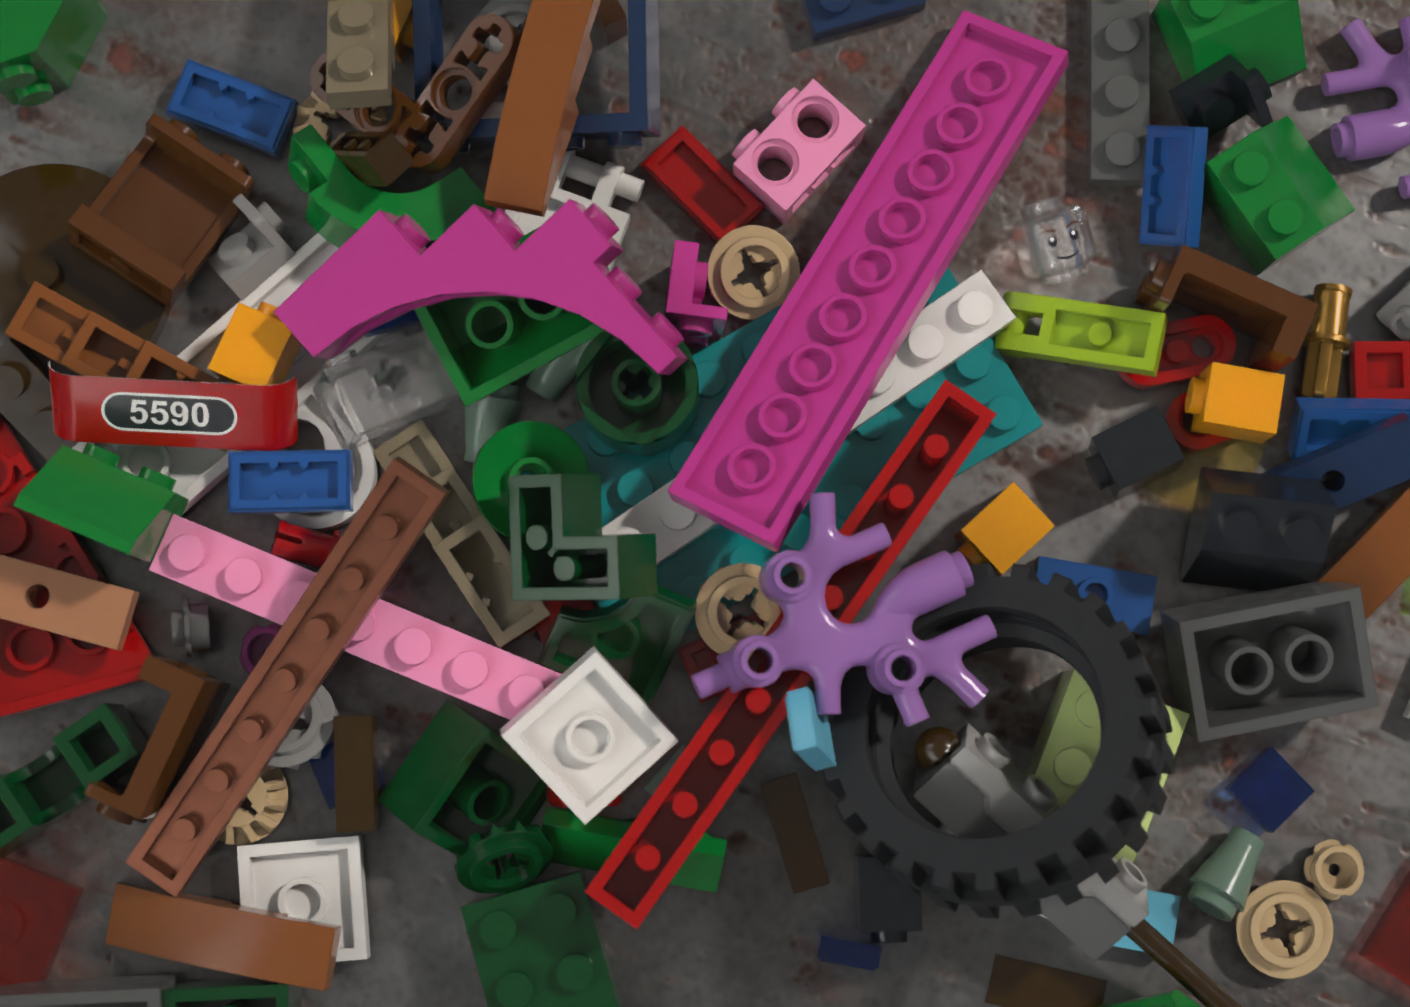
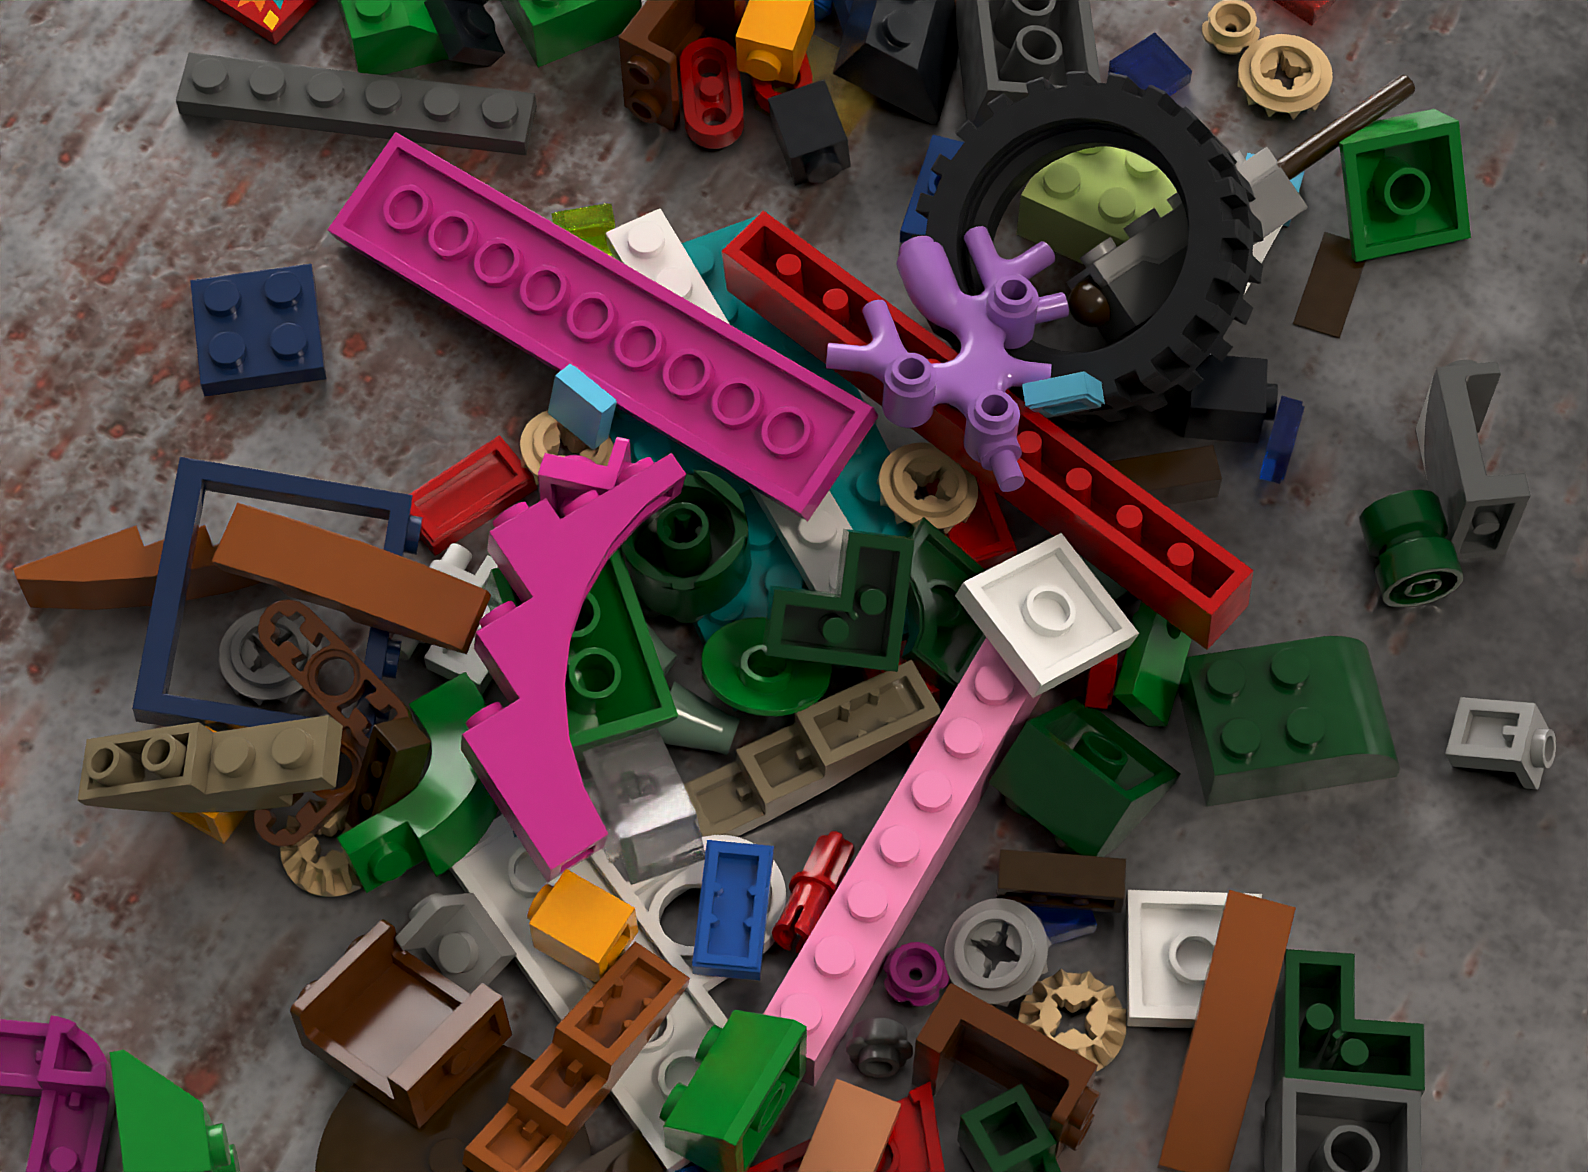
camera: 80 degrees left, 20 degrees down
(174, 412) = (637, 1028): red sticker -> none
(232, 108) = (289, 952): blue plate -> none
(288, 675) = (953, 909): copper plate -> none
(519, 856) = (1164, 737): dark green gear -> none
(782, 274) = (582, 406): none -> medium azure tile
(808, 158) = (458, 388): bright pink brick -> none
(992, 250) = (588, 223): none -> clear neon green tile
(1003, 530) = (868, 249): light orange brick -> none
(1053, 241) = (583, 174): clear head -> none
(1084, 333) = (686, 152): lime plate -> none
(1173, 185) = (547, 66): blue plate -> none
(1226, 876) = (1233, 113): sand green cone -> none

